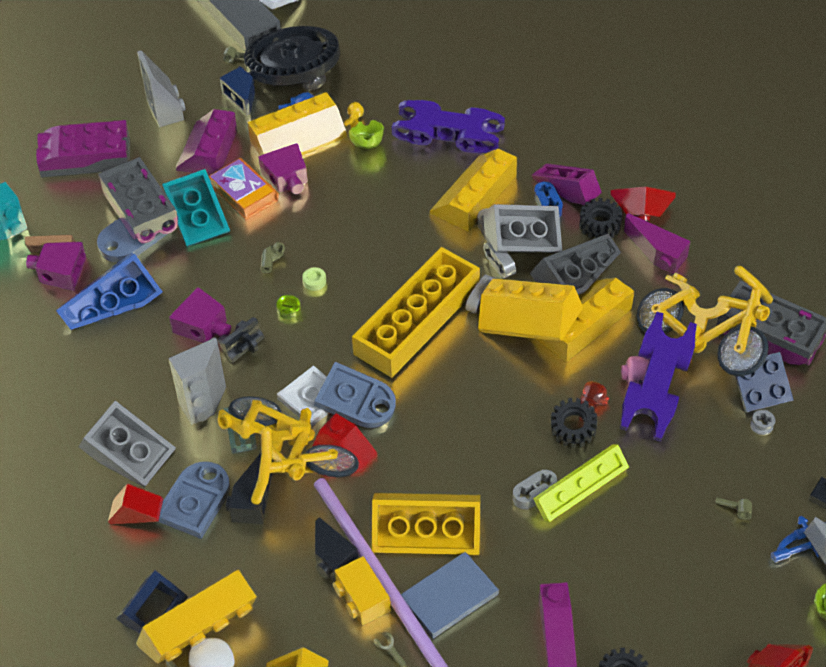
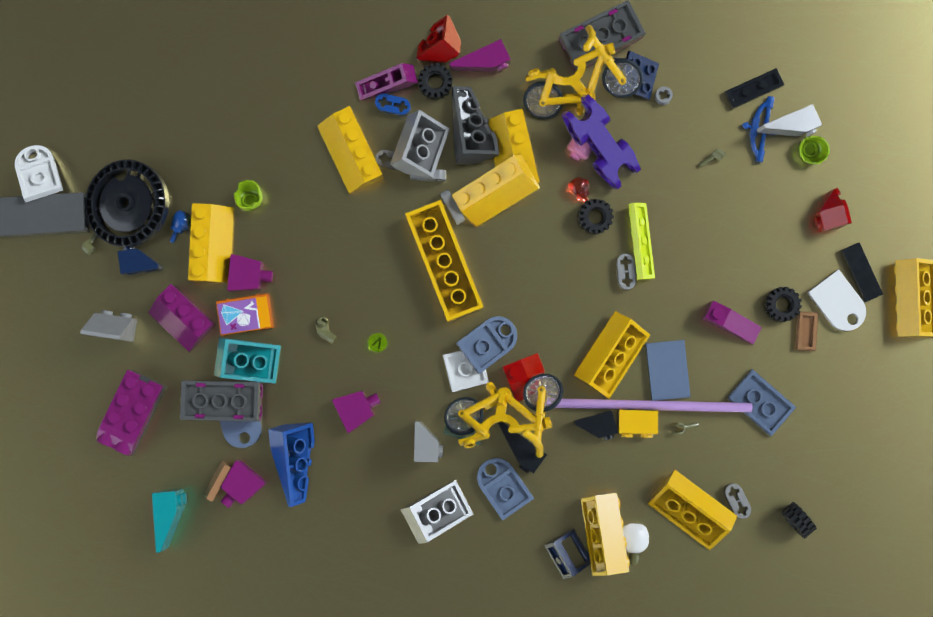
camera: 60 degrees left, 35 degrees up
(135, 506) = (491, 530): red slope -> none
(242, 339) = (394, 390): black hips -> none
(314, 279) = (363, 311): yellowish green tile -> none
(354, 111) = (215, 188): yellow arm -> none
(431, 123) = (286, 119): dark purple piece -> none

